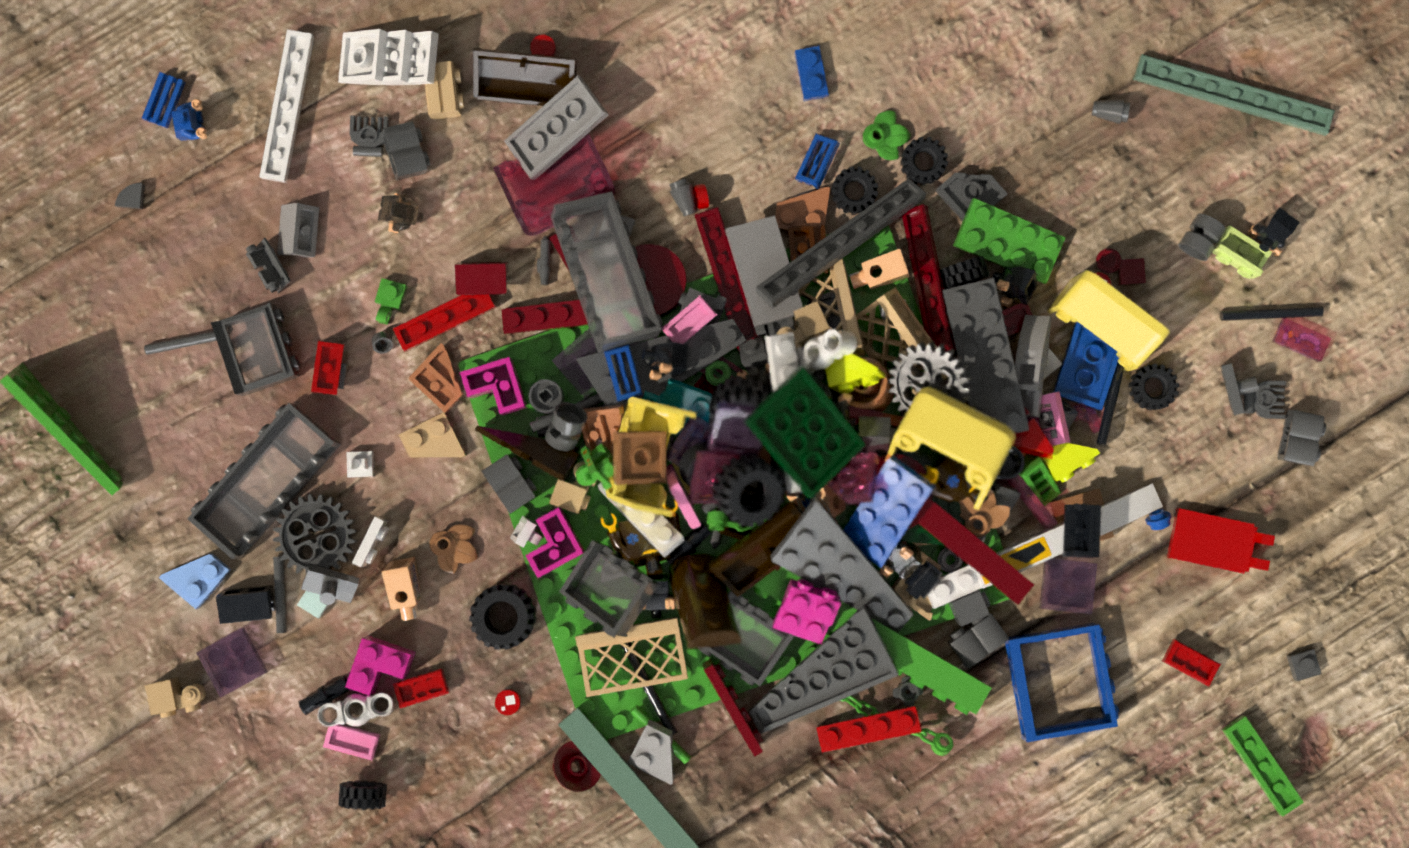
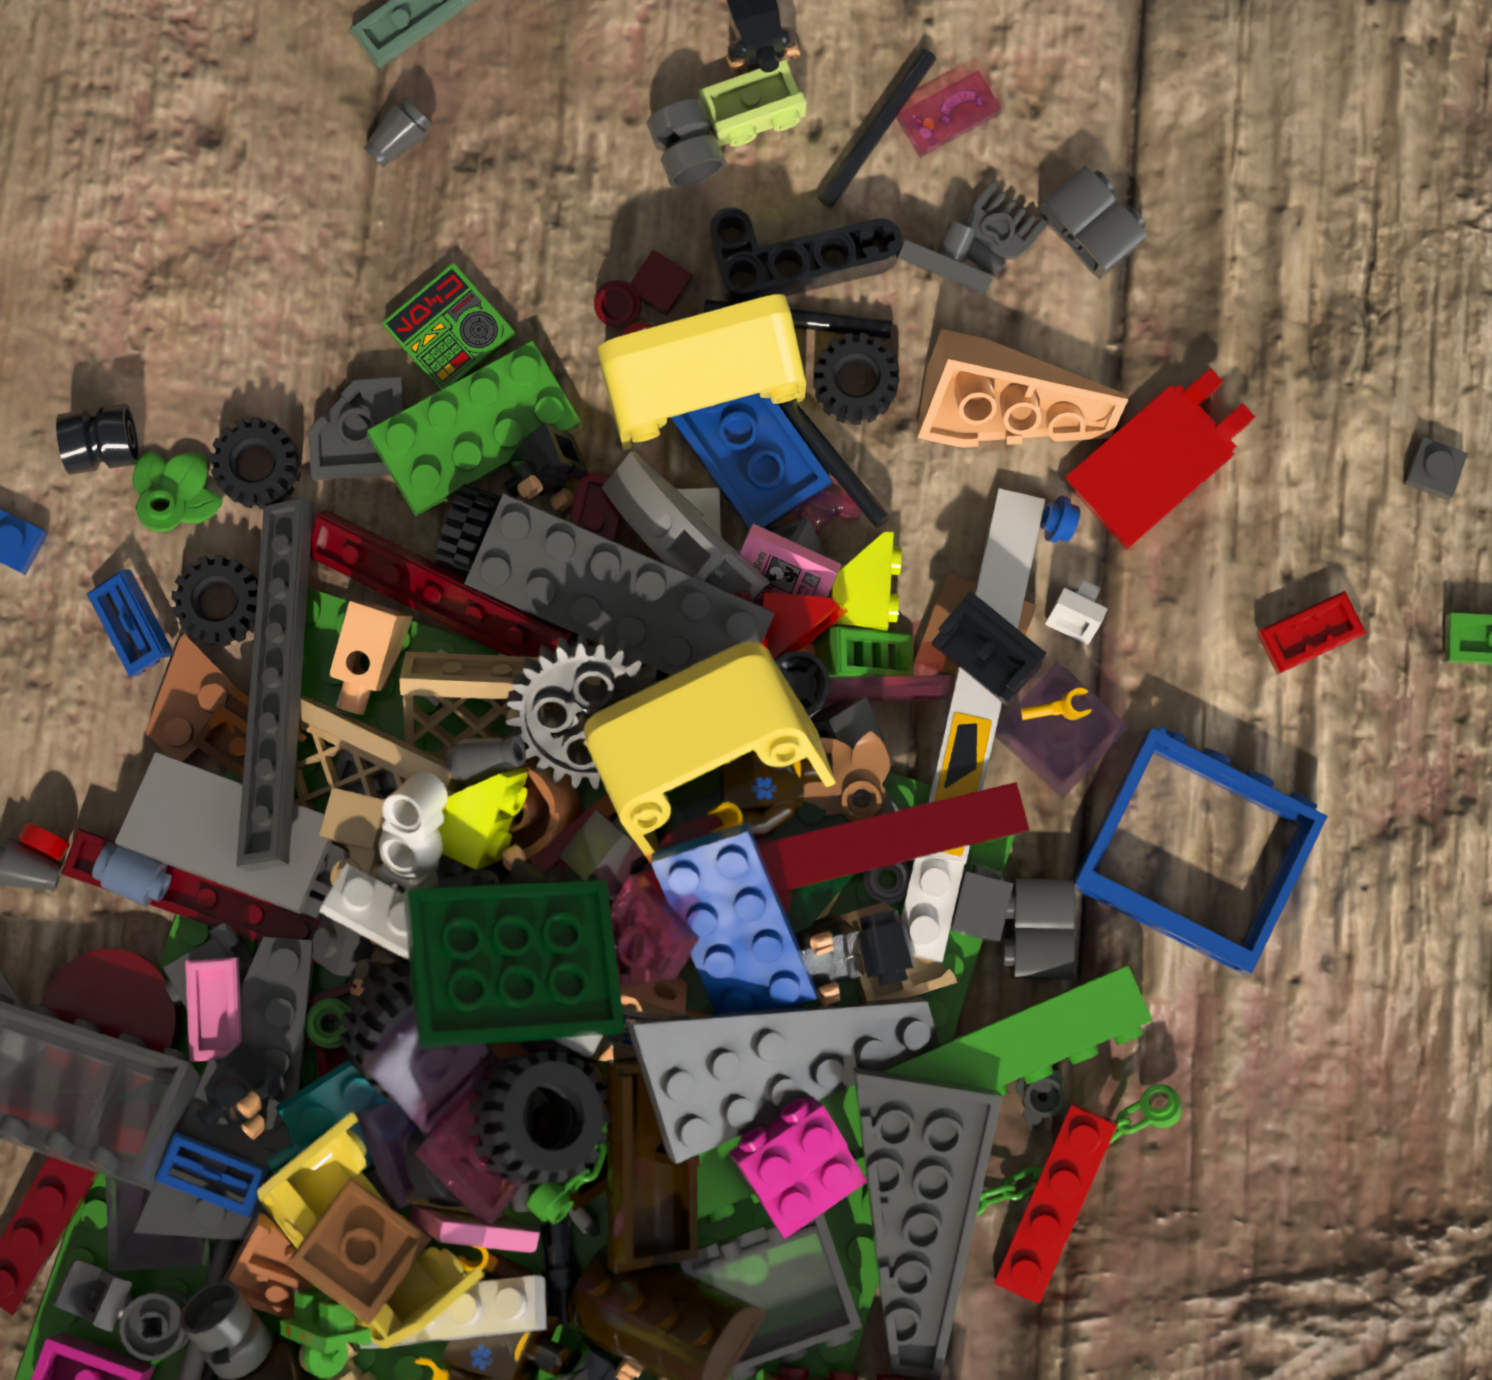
camera: 55 degrees left, 5 degrees down
(538, 361) = (94, 1294): none -> flat silver bracket
(717, 245) = (131, 874): none -> sand blue brick
(876, 354) = (484, 757): none -> dark grey cone
(884, 87) = (102, 438): none -> black wheel
(1043, 197) = (449, 328): none -> tile
(1076, 577) = (1057, 707): none -> yellow hand
(1124, 556) = (1078, 613): none -> white tile
(1168, 354) = (826, 321): none -> black bar
(1193, 324) = (805, 251): none -> black beam
(1194, 453) = (996, 393): none -> light nougat wedge

